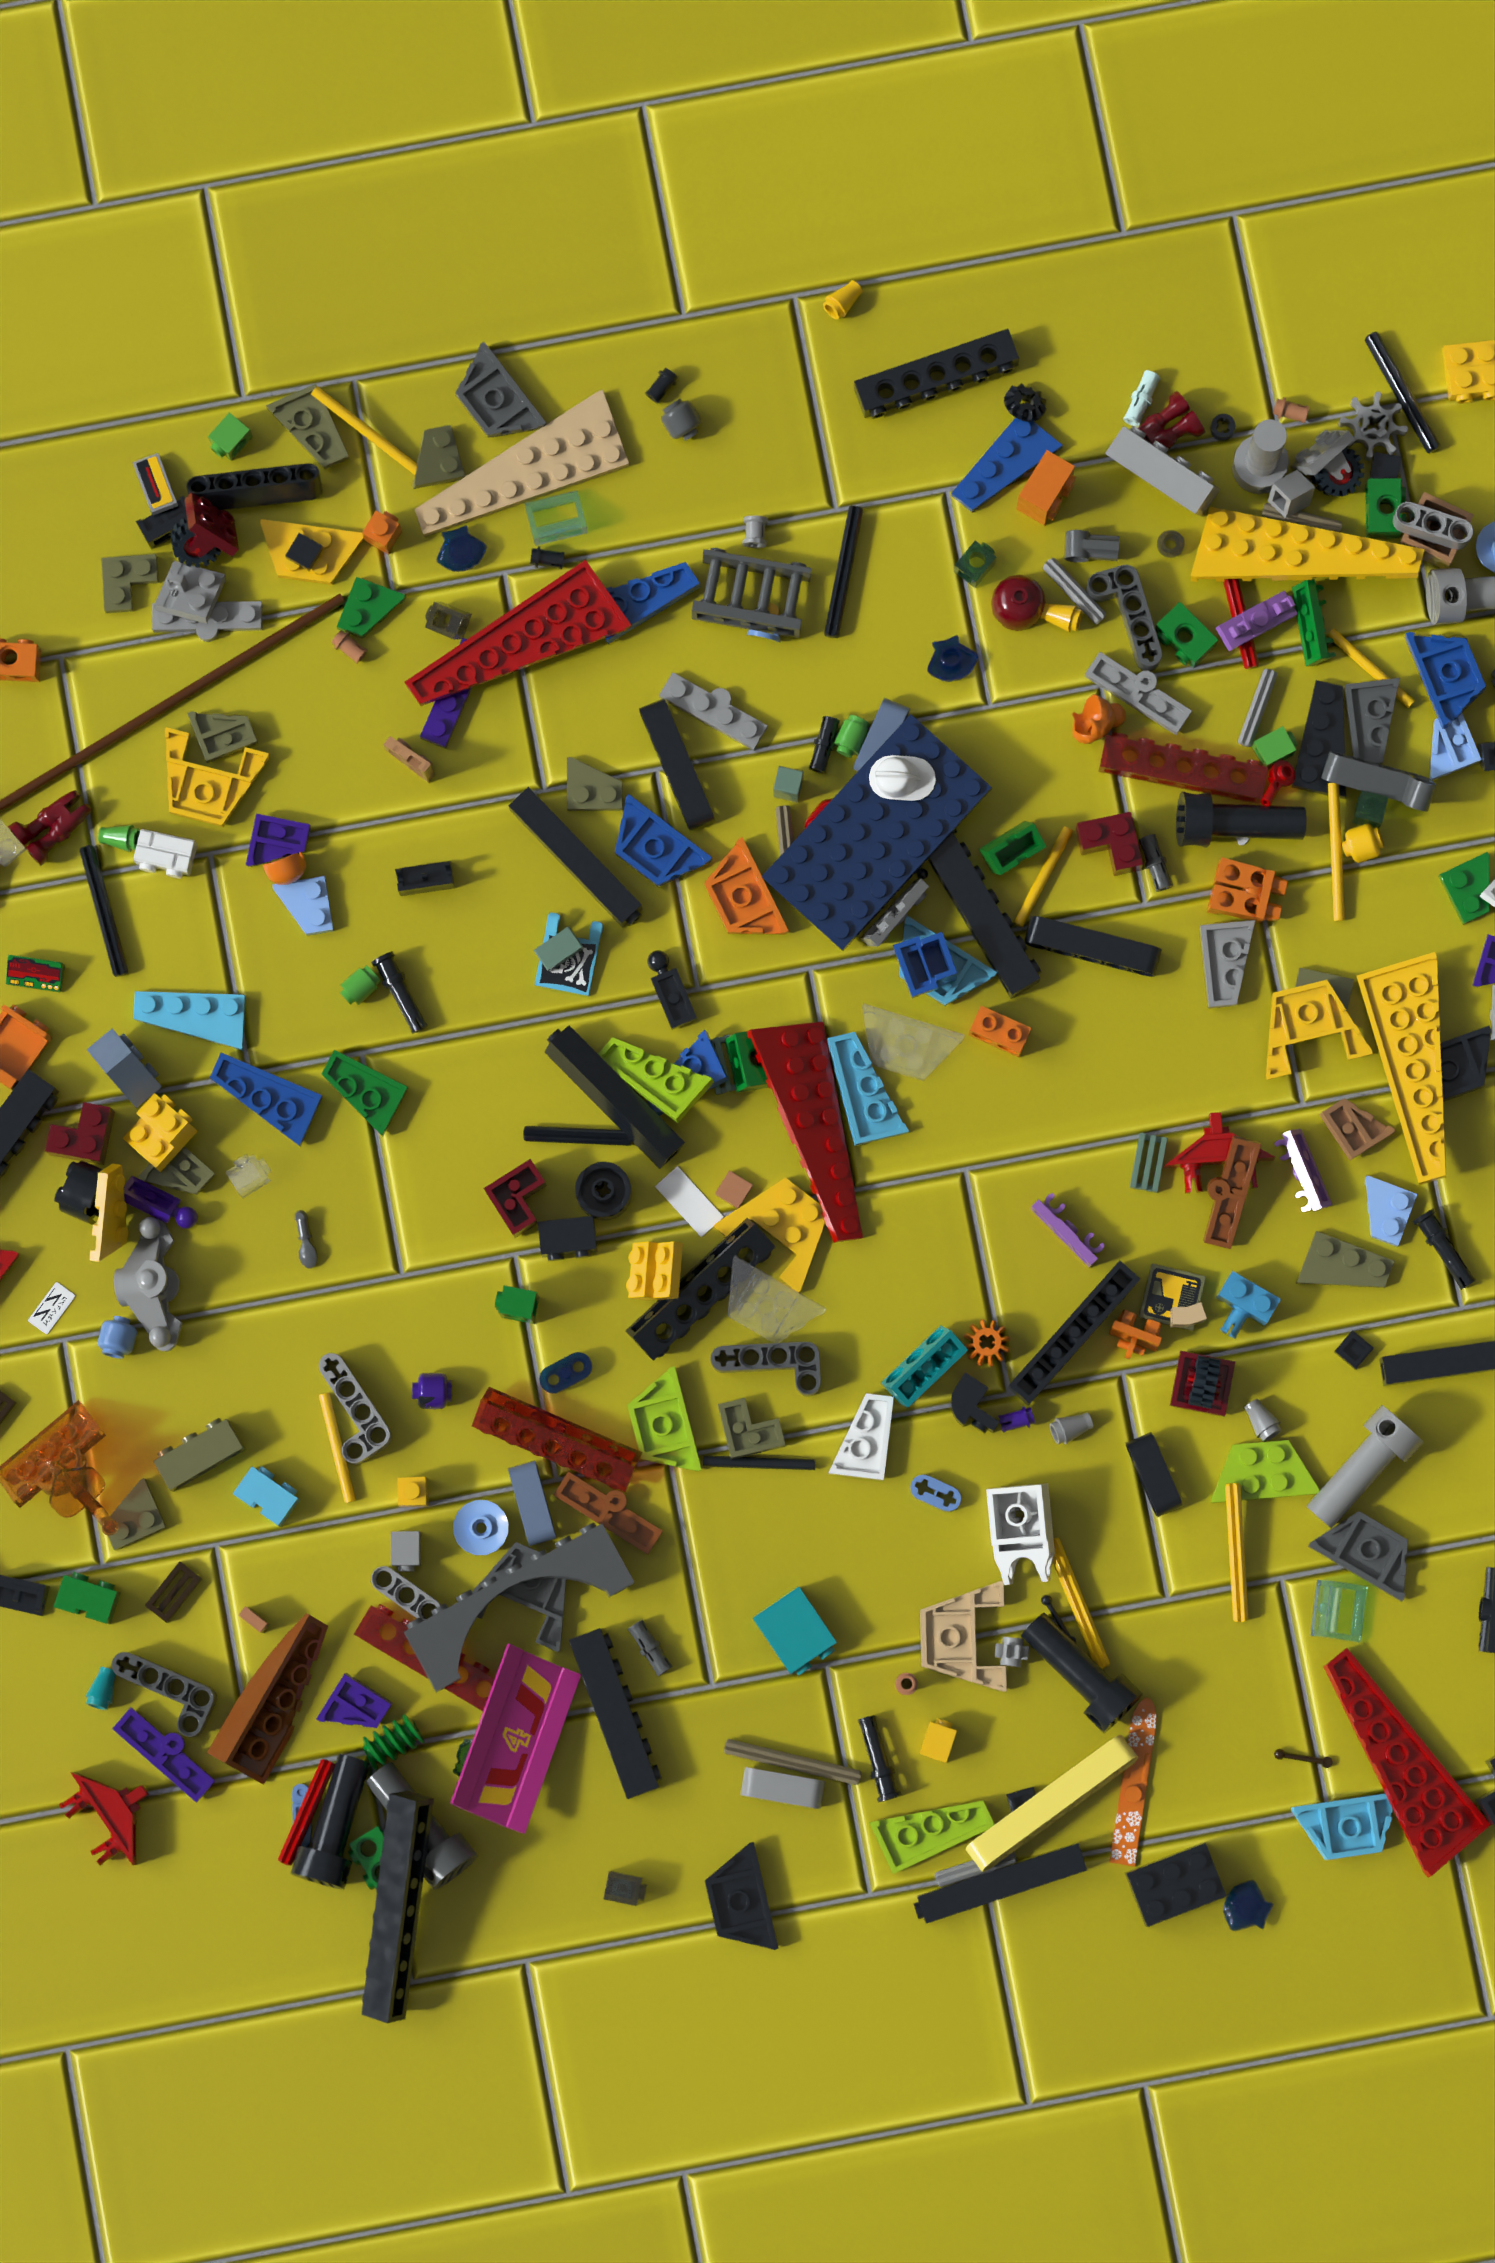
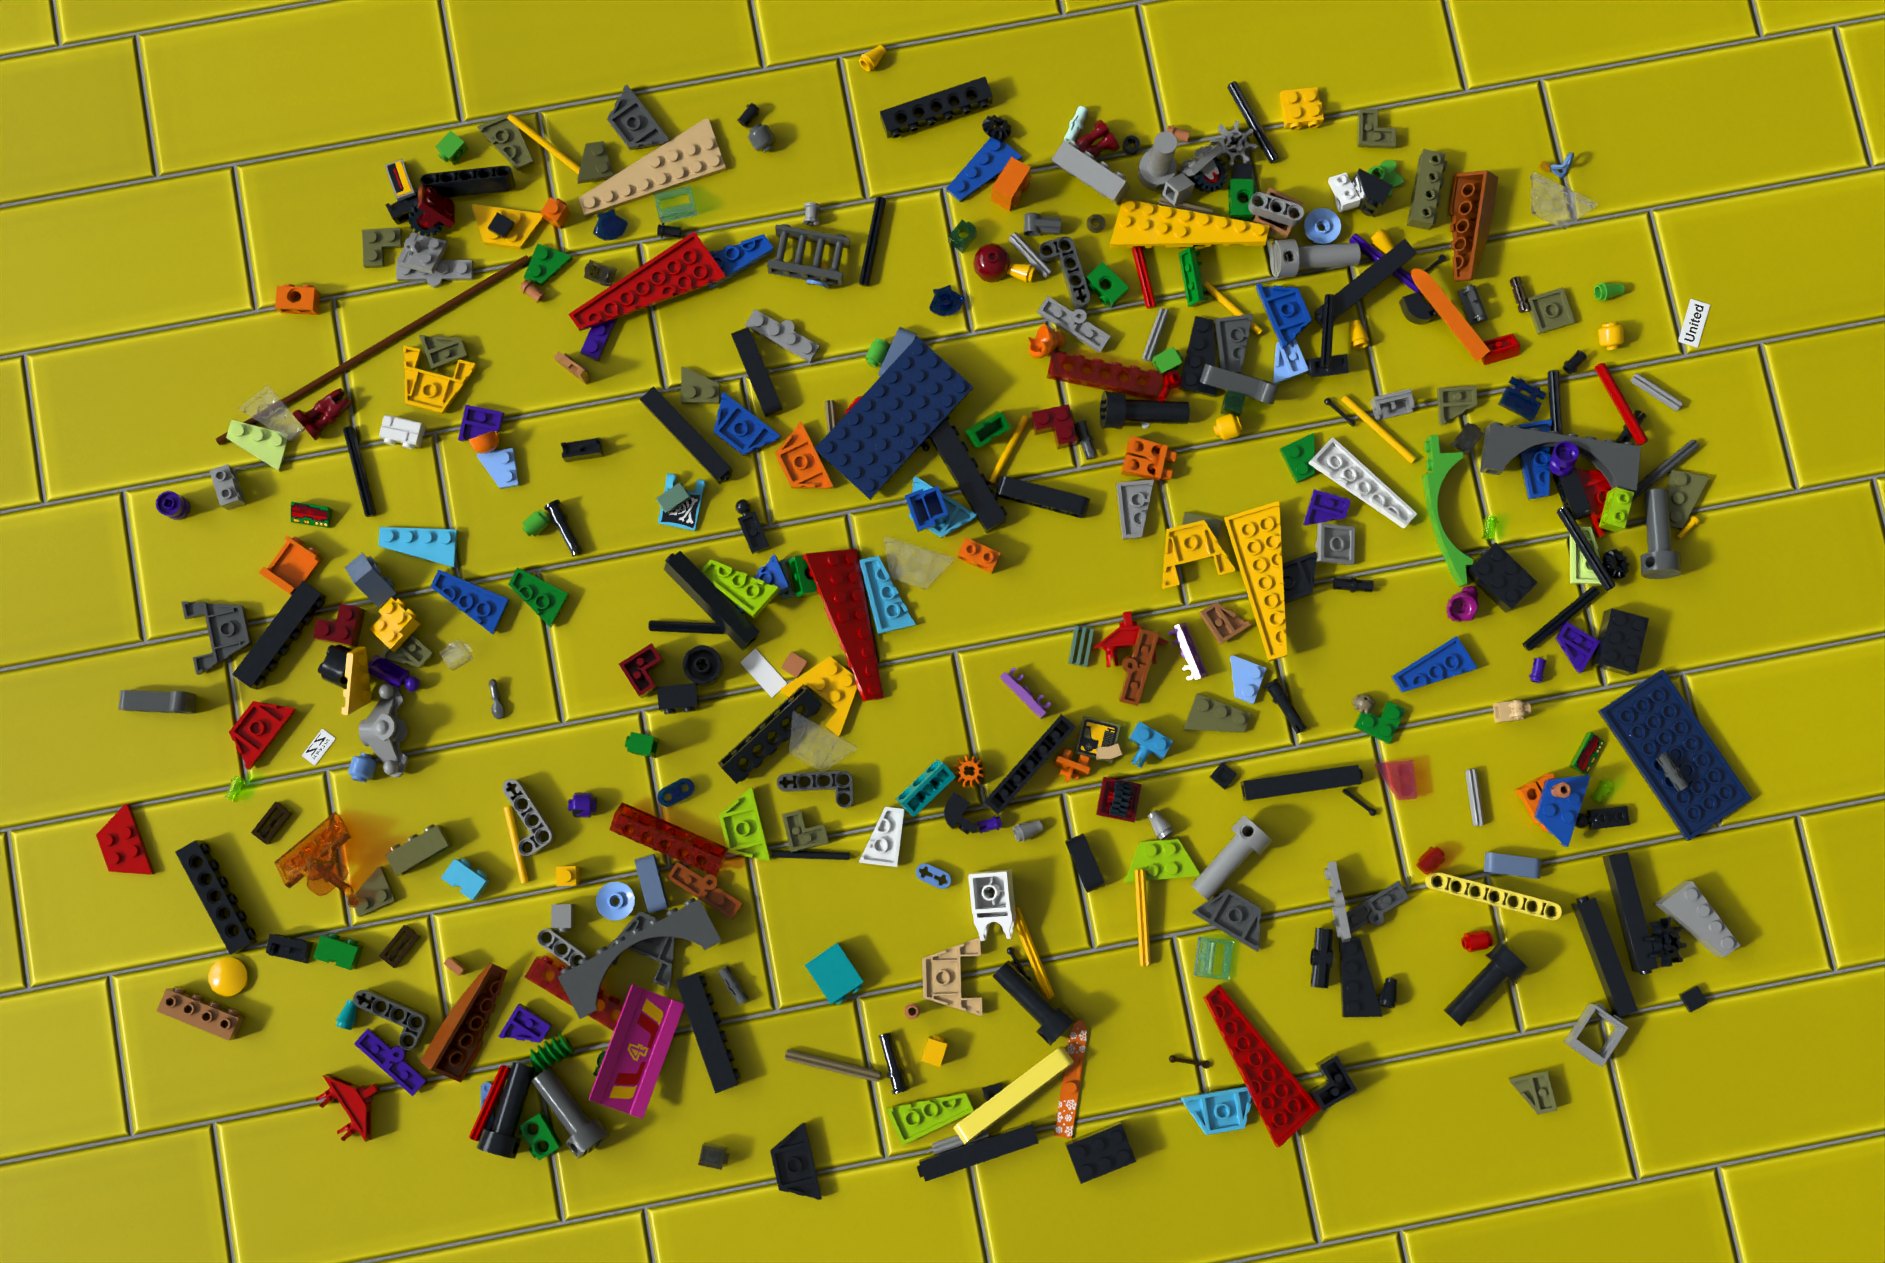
camera: 10 degrees left, 0 degrees up
(120, 837) = (370, 420): bright green cone -> none
(397, 1906) = (551, 1172): black brick -> none
(655, 1270) = (738, 721): yellow plate -> none
(782, 1788) = (825, 1084): light grey beam -> none
(788, 784) = (833, 385): sand green piece -> none
(824, 744) = (858, 358): black pin -> none
(895, 913) = (907, 474): light grey wing -> none
(902, 778) = (911, 380): white piece -> none
(1012, 1651) = (986, 988): light grey gear -> none
(1246, 1907) = (1149, 1167): clear blue animal -> none
(1257, 620) = (1155, 275): medium lavender plate -> none
(1336, 852) = (1209, 432): yellow piece -> none

